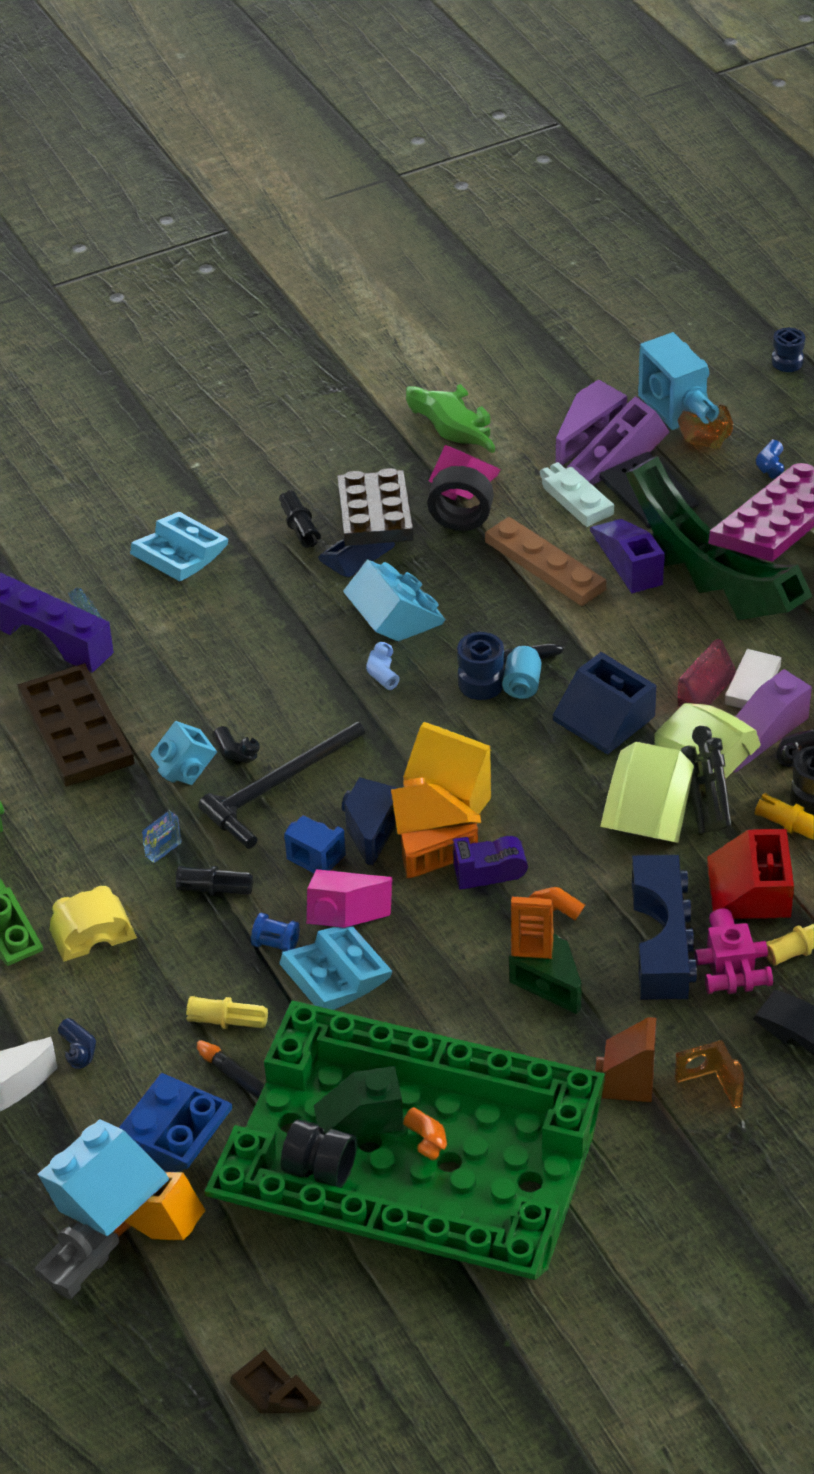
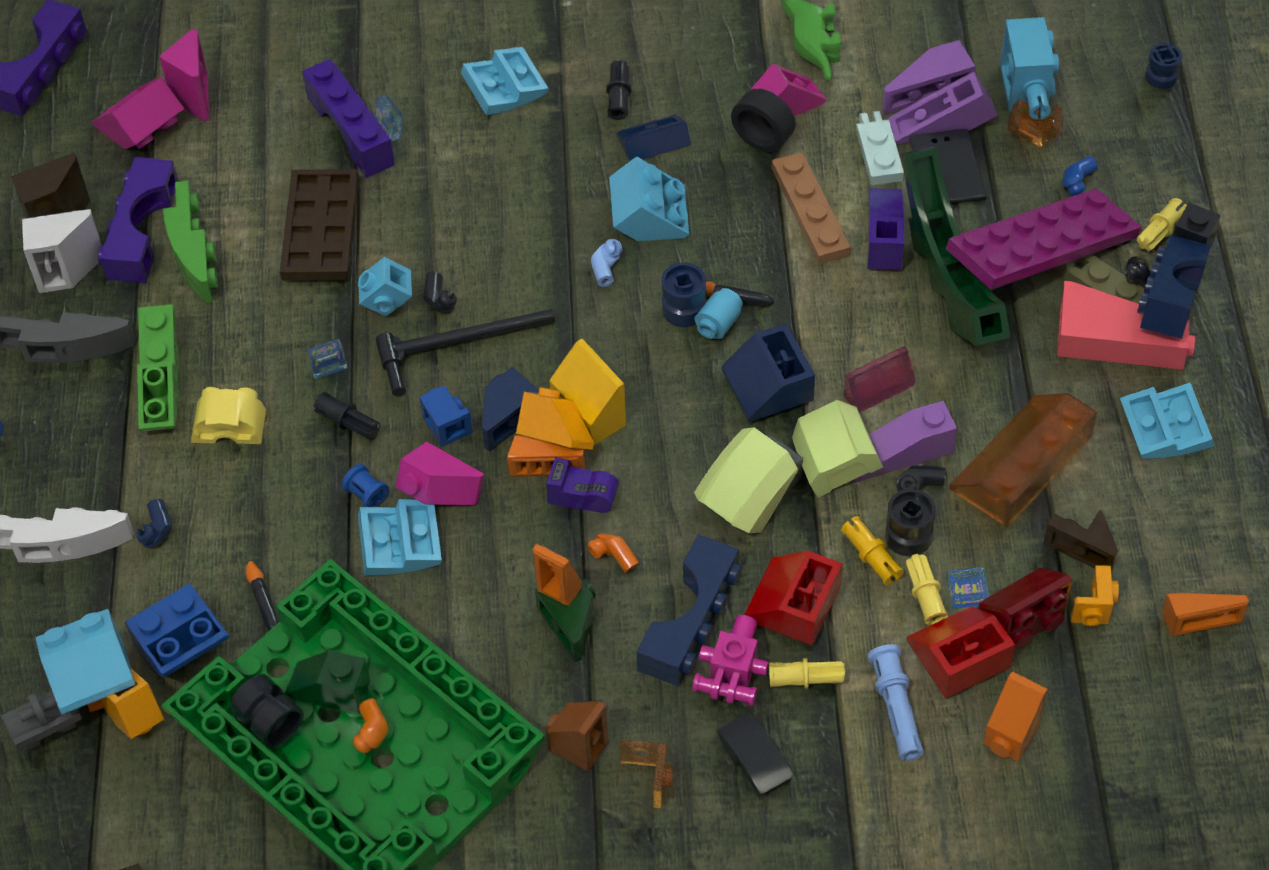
camera: 25 degrees right, 10 degrees up
(226, 1013) = (285, 544): light yellow axle -> none
(374, 507) = (685, 103): plate -> none
(710, 759) = (816, 472): black piece -> none
(752, 673) = (927, 389): white tile -> none

